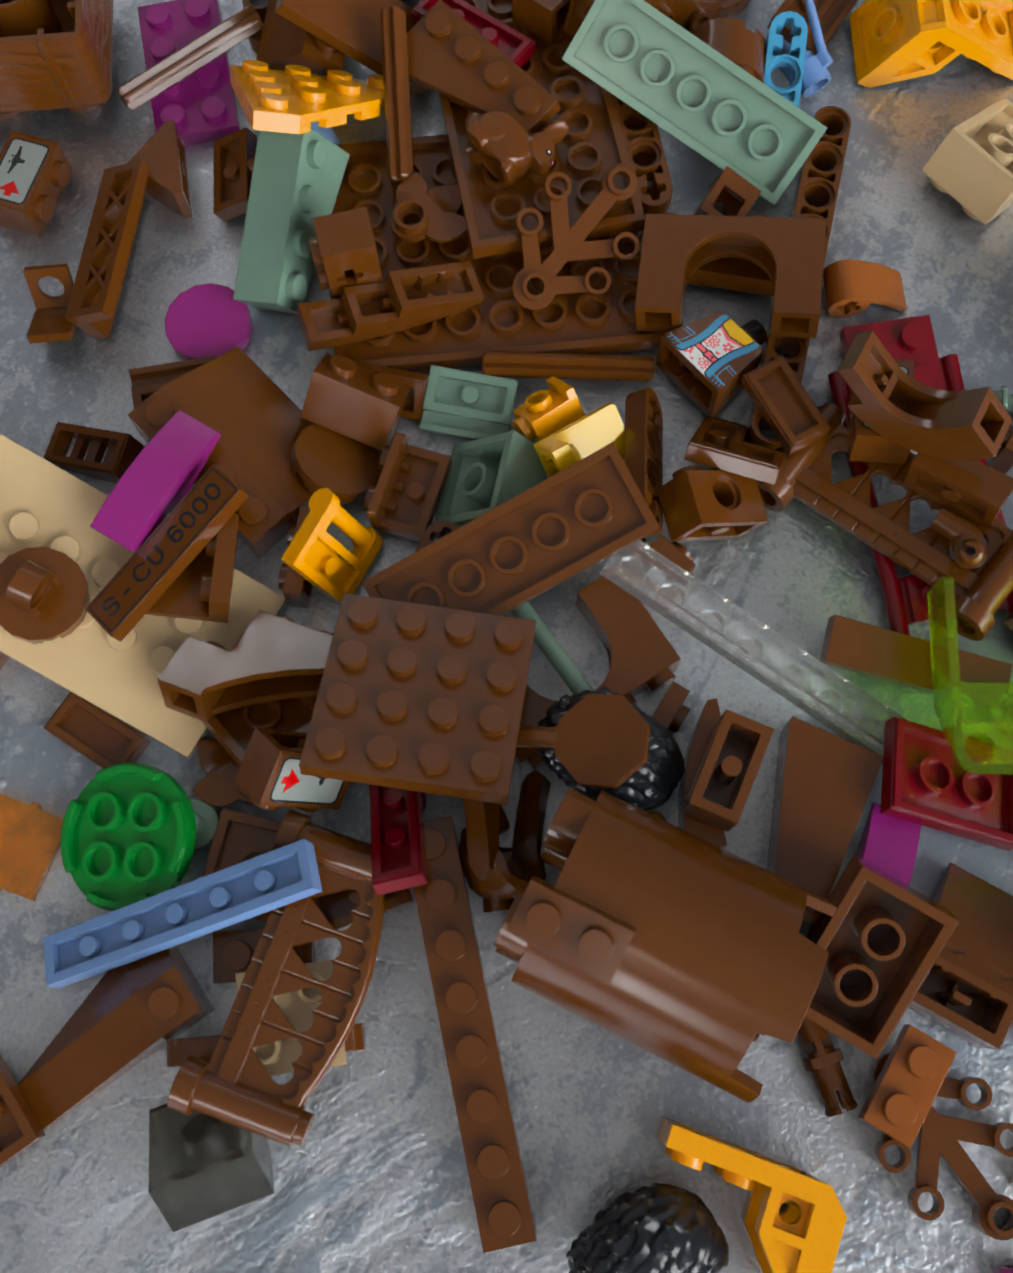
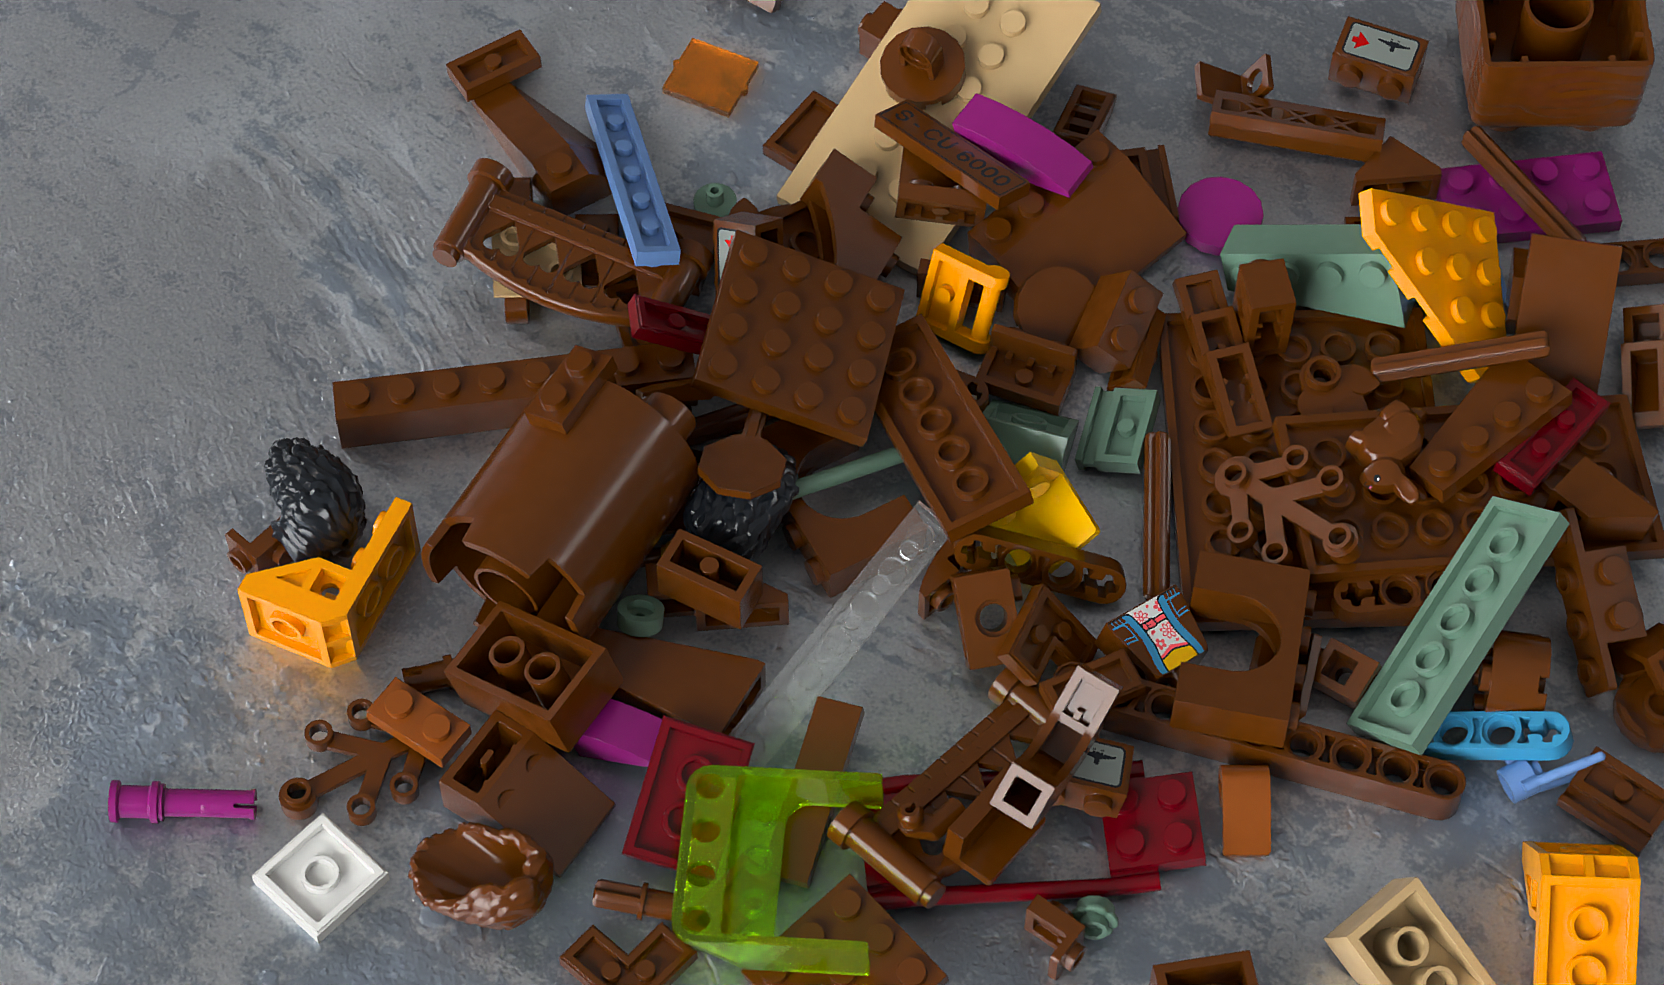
camera: 90 degrees right, 15 degrees down
(128, 835) = (708, 149): green tile -> none
(204, 1166) = (421, 199): clear smoke slope -> none
(547, 411) = (1102, 490): light orange brick -> none
(671, 709) = (784, 572): reddish brown plate -> none
(755, 845) = (640, 615): none -> sand green tile

